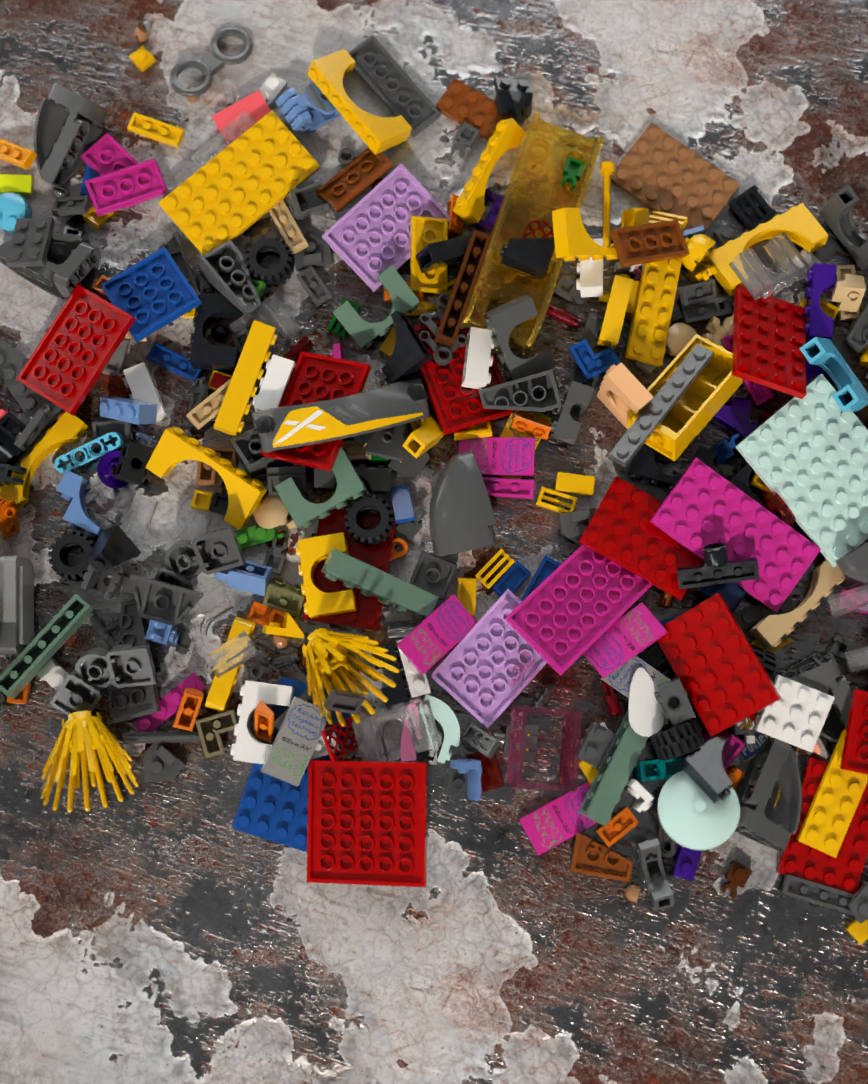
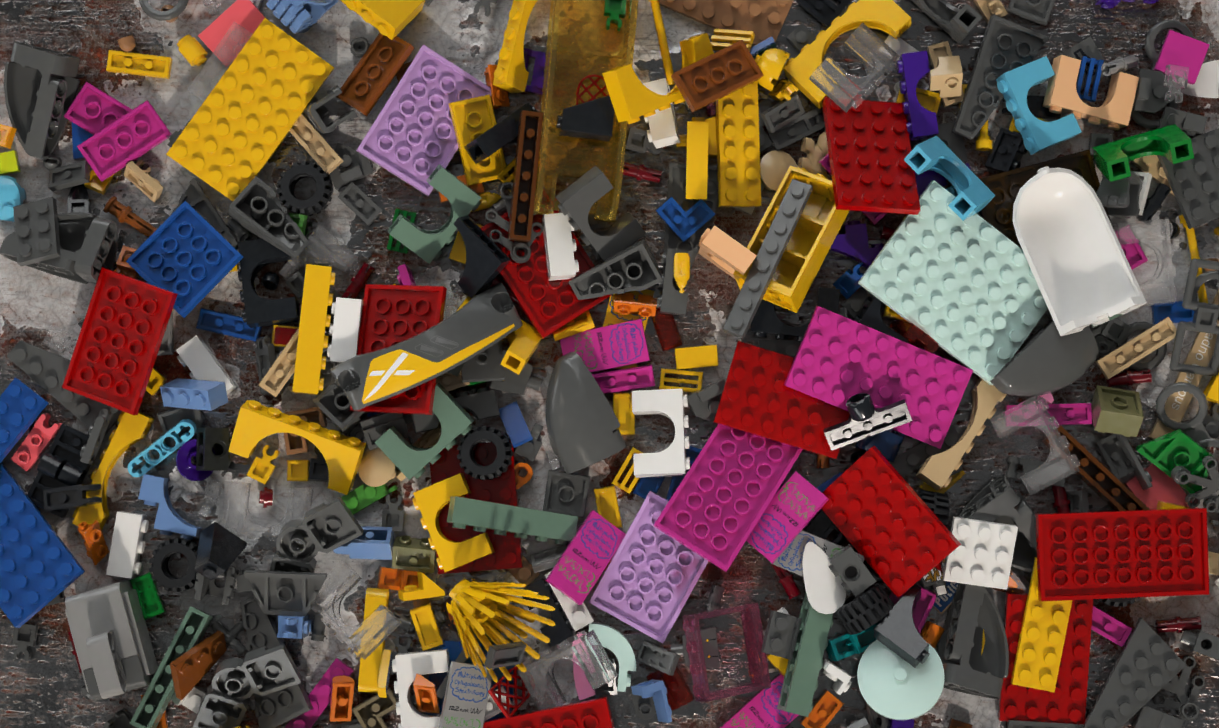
camera: 10 degrees left, 5 degrees up
(25, 340) = (59, 340): none -> clear plate
(36, 528) = (127, 545): none -> white brick
(42, 578) = (148, 595): none -> green plate
(66, 645) = (196, 662): none -> dark orange wing
(95, 393) = (155, 381): none -> yellow plate
(111, 250) = (126, 215): none -> dark orange pin
(134, 224) = (142, 180): none -> tan plate
(150, 109) = (127, 43): none -> medium nougat hinge
(168, 516) = (266, 497): none -> dark red plate
(171, 490) = (262, 467): none -> yellow plate
(203, 127) = (192, 50): none -> yellow brick
(232, 695) = (384, 674): none -> yellow tile
(280, 662) = (426, 626): none -> yellow tile
(502, 512) = (623, 410): none -> yellow tile
(532, 566) = (673, 459): none -> white arch
(553, 455) = (666, 330): none -> clear red tile
(581, 401) = (681, 270): none -> yellow piece

